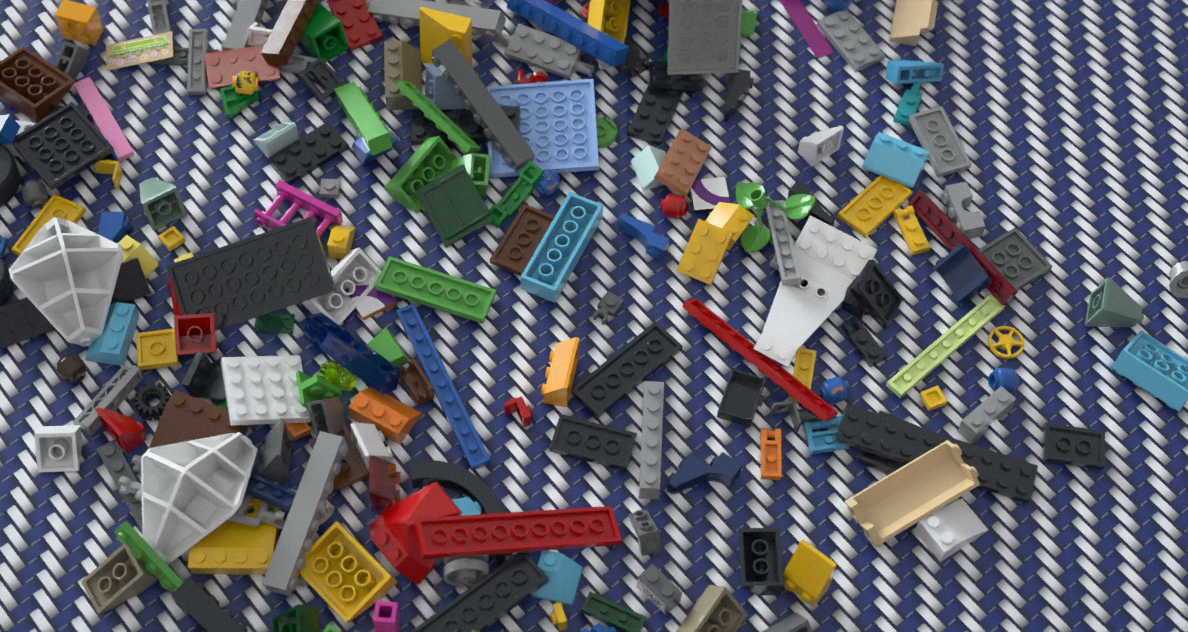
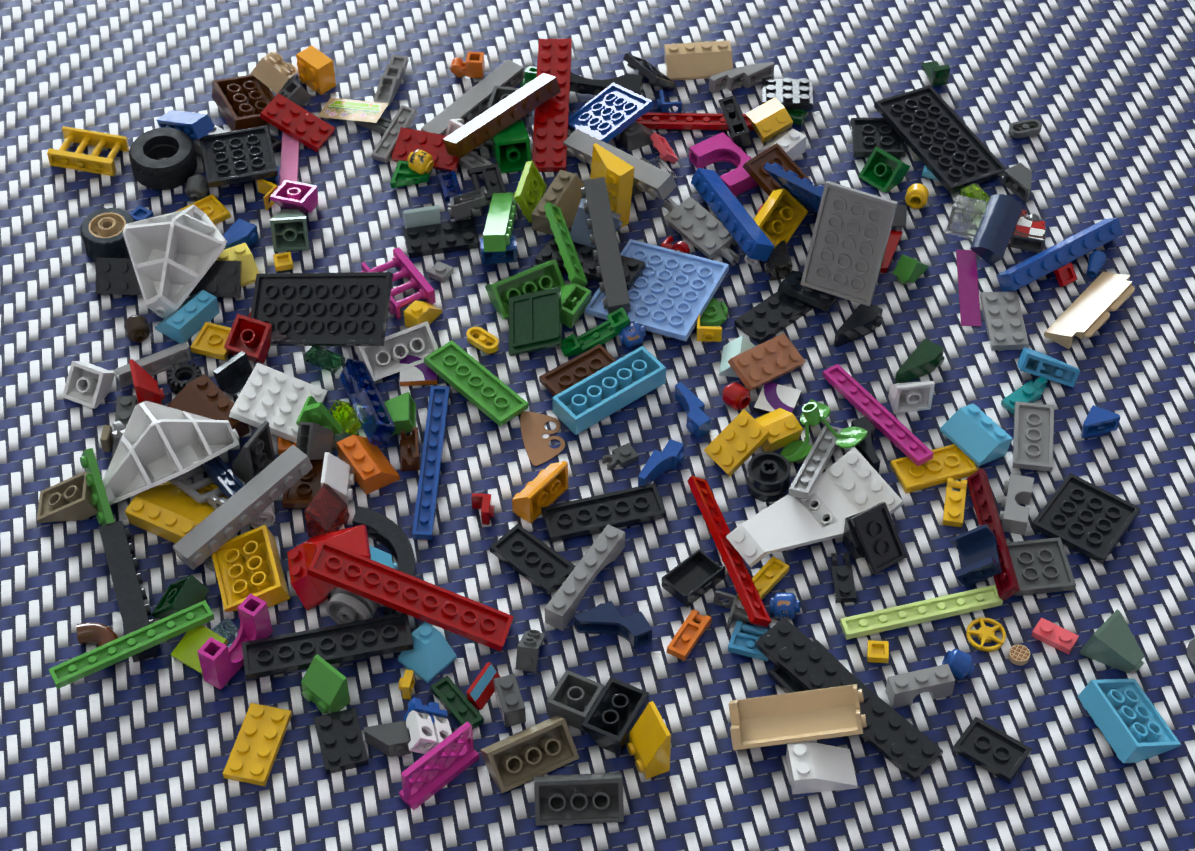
camera: 30 degrees right, 10 degrees down
(39, 40) = (274, 71): none -> tan slope
(95, 85) = (297, 122): none -> red plate
(115, 496) = (106, 438): none -> dark tan tile
(144, 164) = (296, 195): none -> dark pink slope
(284, 96) = (449, 185): none -> clear blue plate
(314, 109) = (461, 205): none -> dark grey plate
(368, 74) = (529, 190): none -> lime plate
(414, 243) = (482, 340): none -> yellow plate
(513, 315) = (532, 430): none -> medium nougat piece
(612, 154) = (708, 333): none -> yellow bracket
(627, 586) = (482, 687): none -> red slope
(647, 297) = (661, 462): none -> blue slope
(717, 562) = (573, 698): none -> dark grey brick
(749, 273) = (768, 476): none -> black wheel
(803, 173) = (878, 415): none -> dark pink plate
(809, 107) = (920, 362): none -> dark green slope
(981, 105) = (1099, 422): none -> blue slope
(1023, 200) = (1086, 518): none -> black plate
(1042, 349) = (1019, 654): none -> tan tile
(1060, 319) = (1055, 636): none -> coral plate

